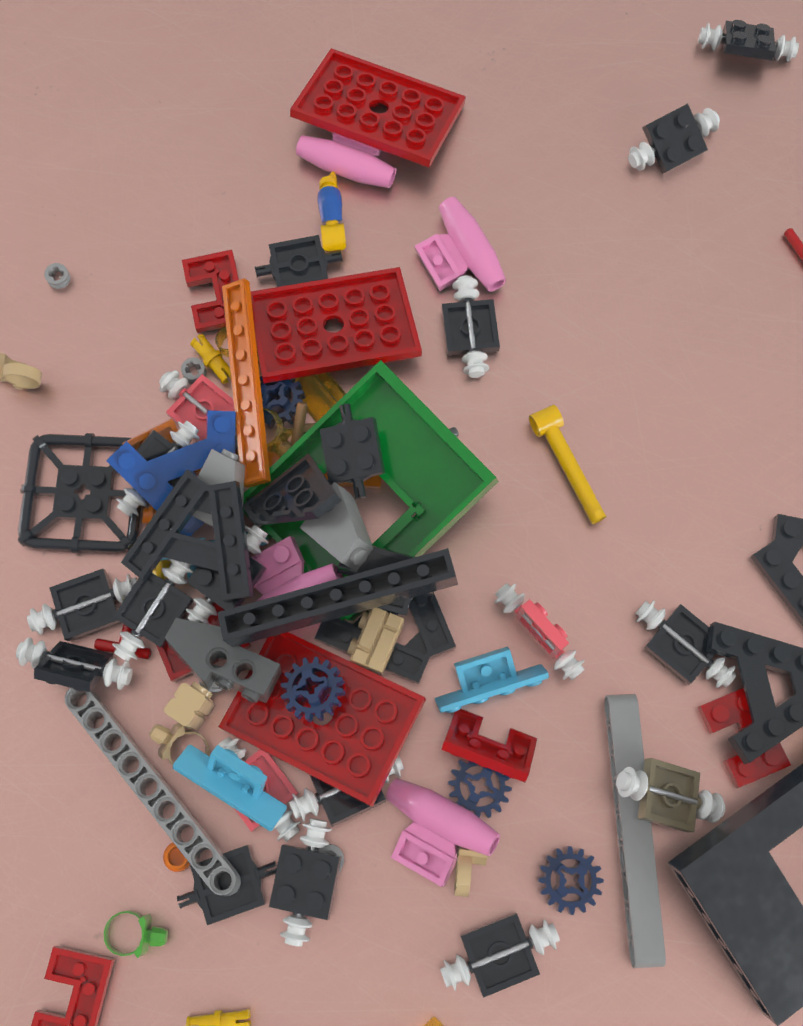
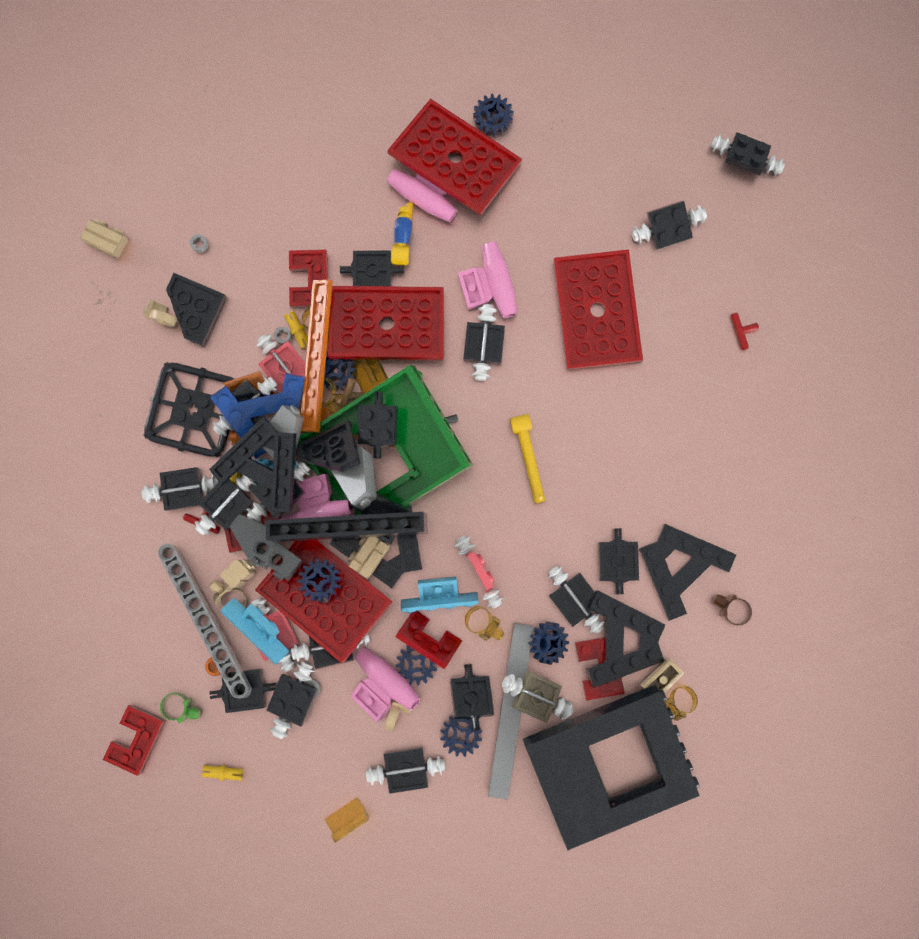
camera: 20 degrees right, 10 degrees up
(64, 356) = (194, 307): none -> black plate
(73, 665) = (167, 530): black plate -> none
(426, 48) = (487, 108): none -> dark blue gear
(573, 819) = (471, 697): none -> black plate
(577, 712) = (492, 629): none -> clear yellow piece
(614, 221) = (603, 280): none -> red plate
(664, 713) = (547, 643): none -> dark blue gear
(729, 578) = (618, 561): none -> black plate

